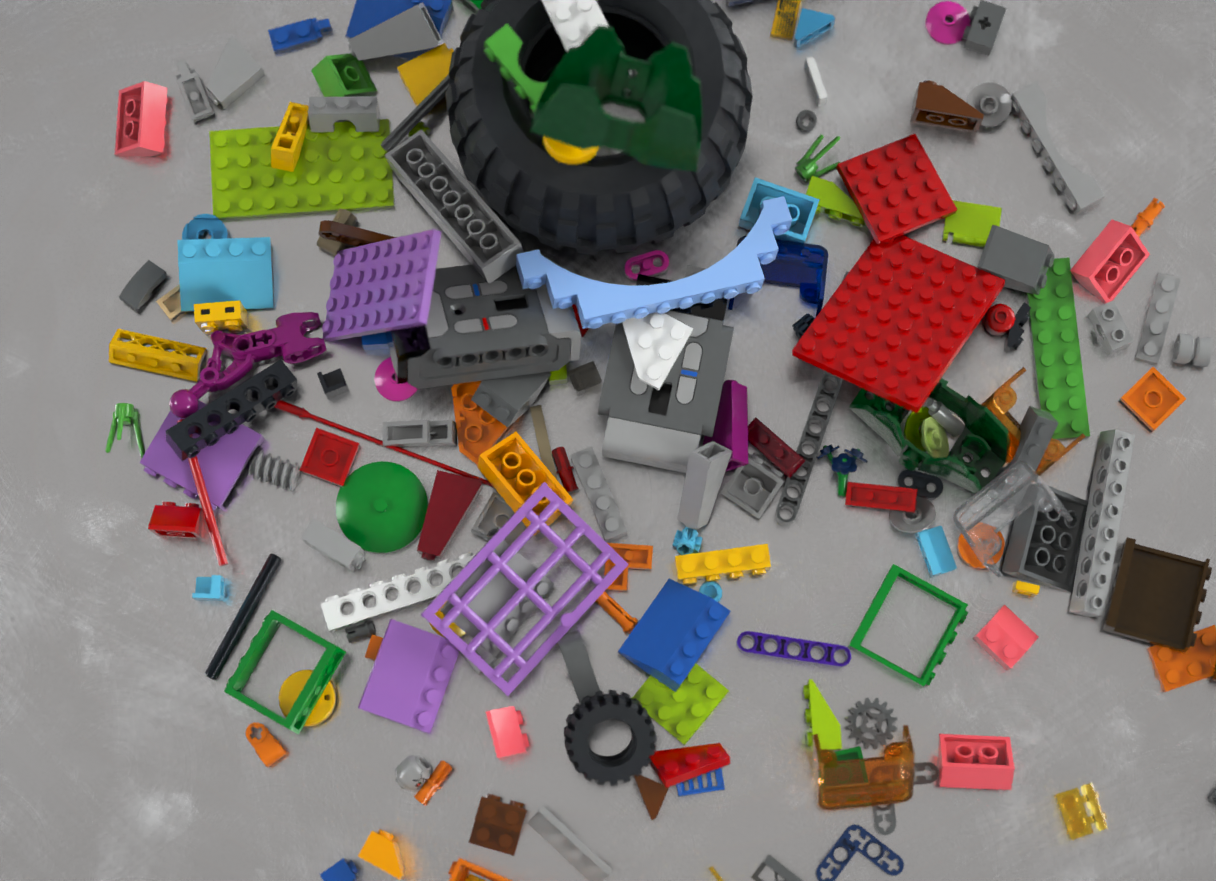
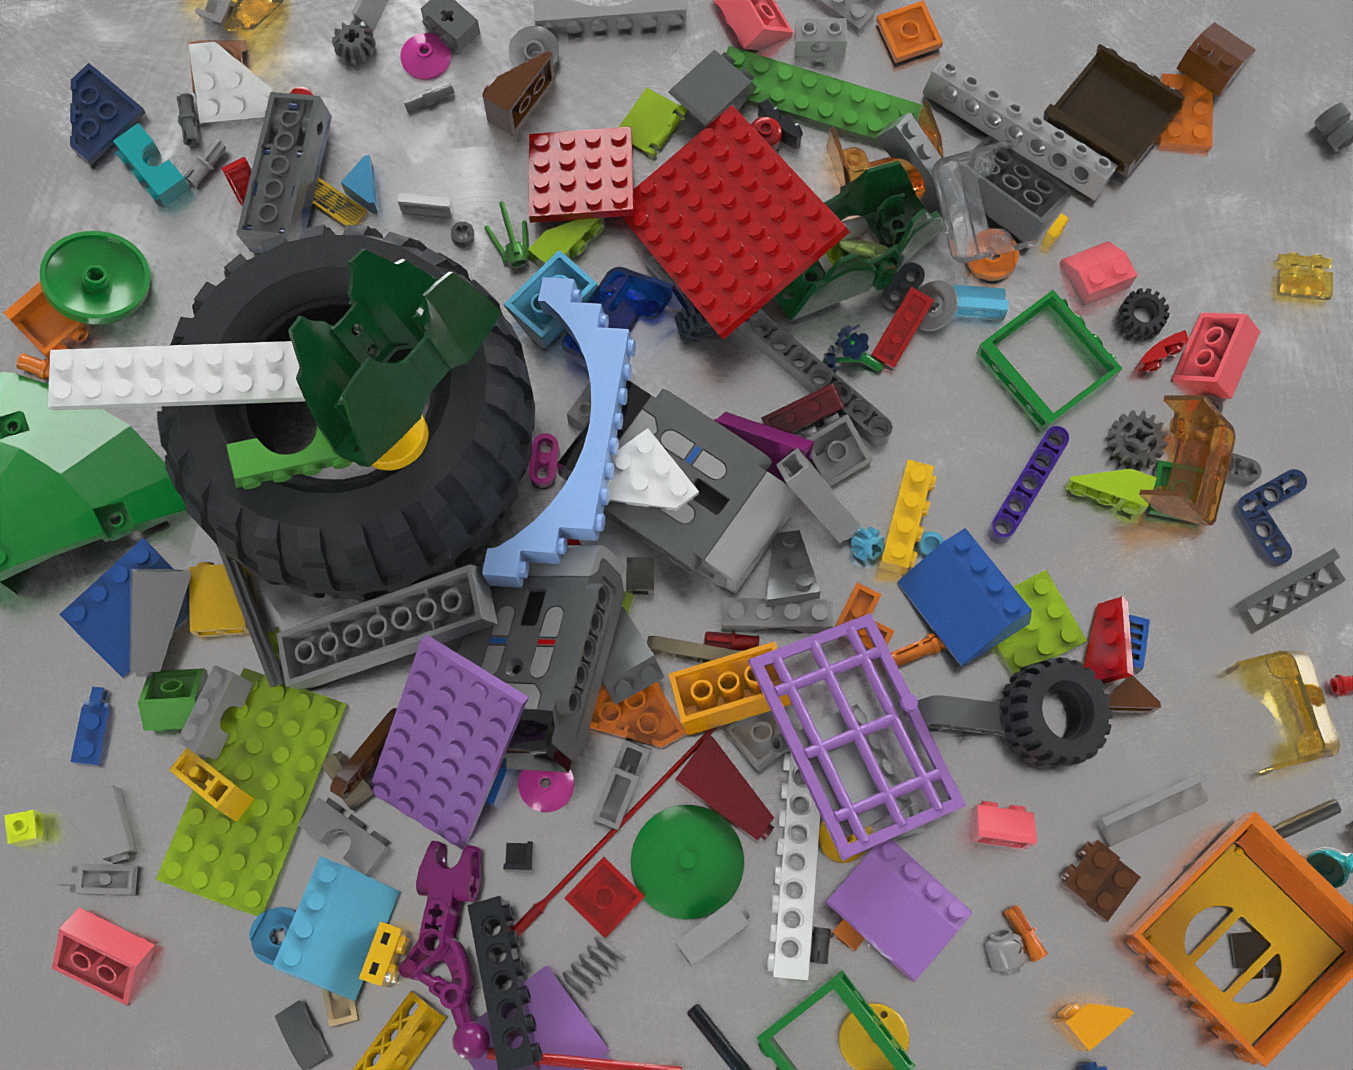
camera: 70 degrees left, 5 degrees down
(207, 23) = (25, 828): none -> neon yellow brick
(293, 268) = (365, 849): none -> light grey arch
(636, 489) = (790, 571): none -> dark grey wing
(911, 41) = (429, 97): none -> dark grey bar
(949, 711) = (1158, 353): none -> red slope
(970, 688) = (1151, 301): none -> black tyre

